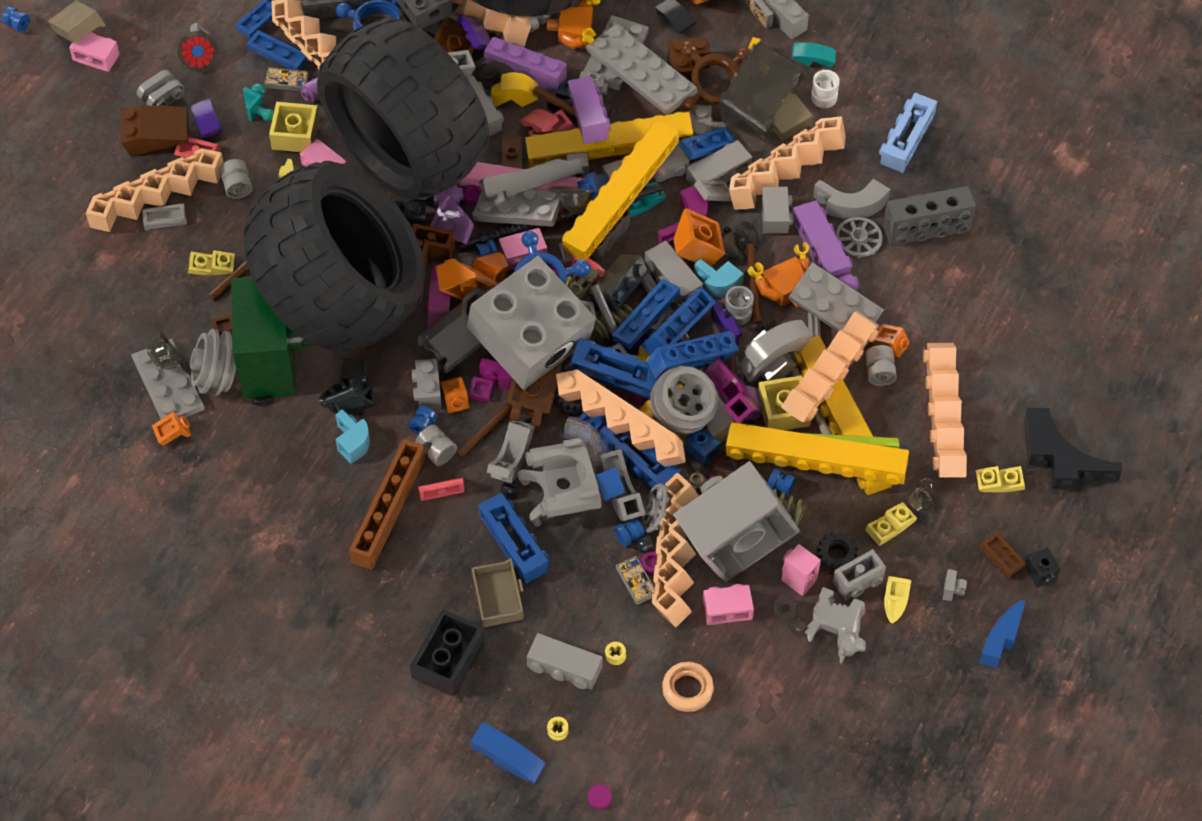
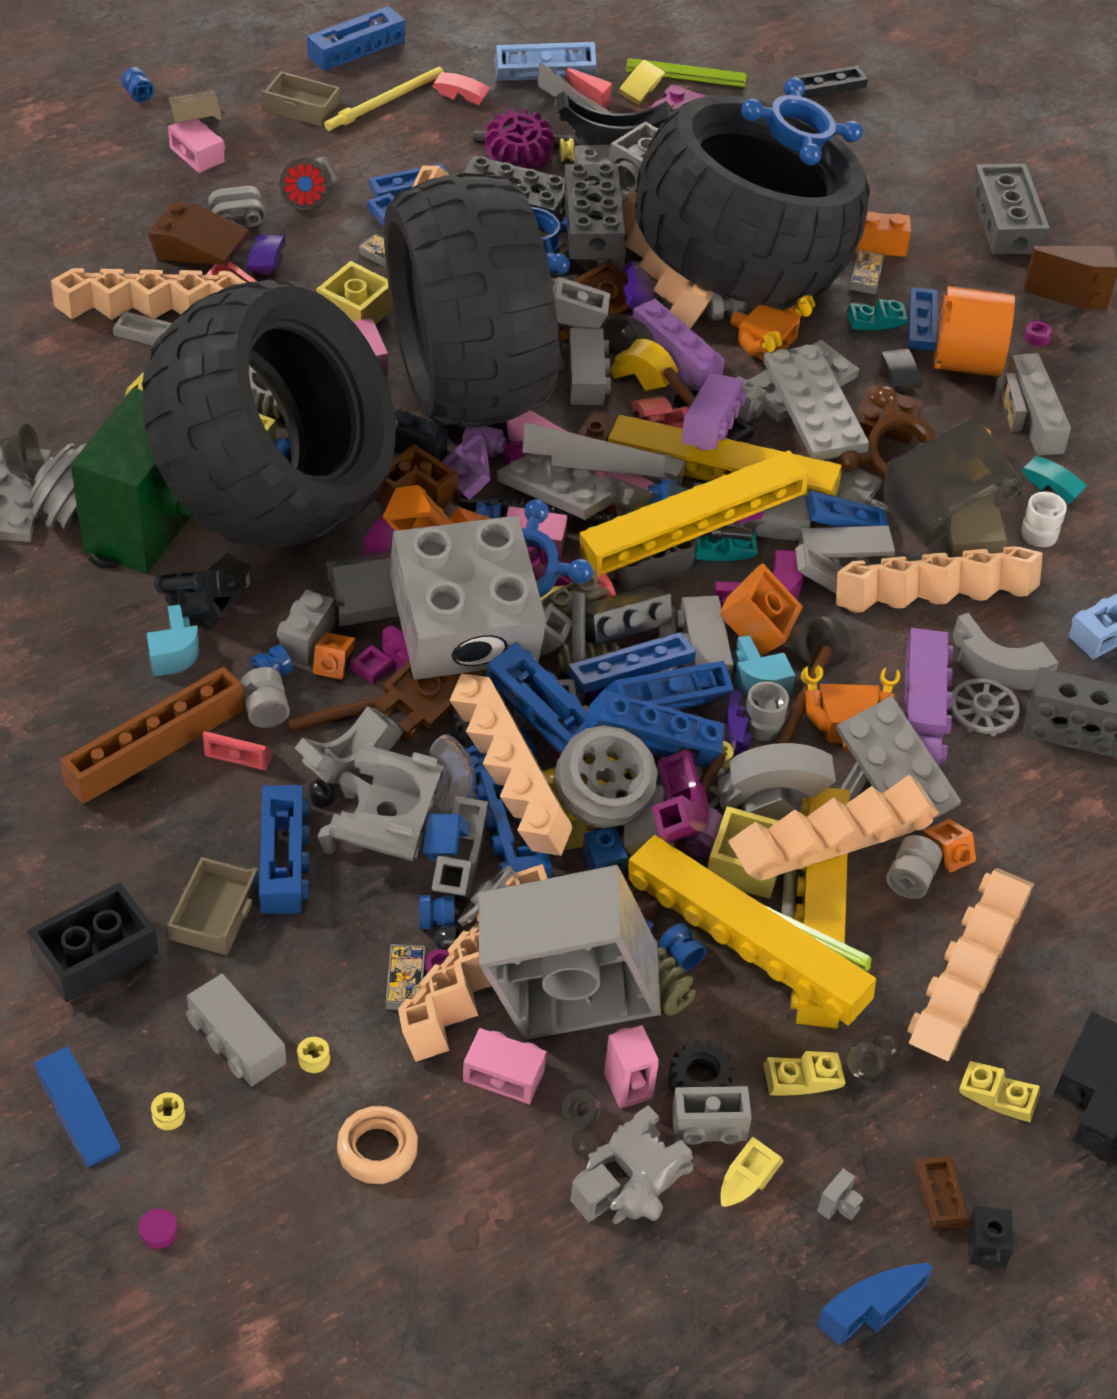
camera: 25 degrees right, 10 degrees down
(254, 103) = (331, 258): teal piece -> none
(775, 210) = (888, 625): light grey brick -> none
(822, 651) = (594, 1192): none -> light grey plate

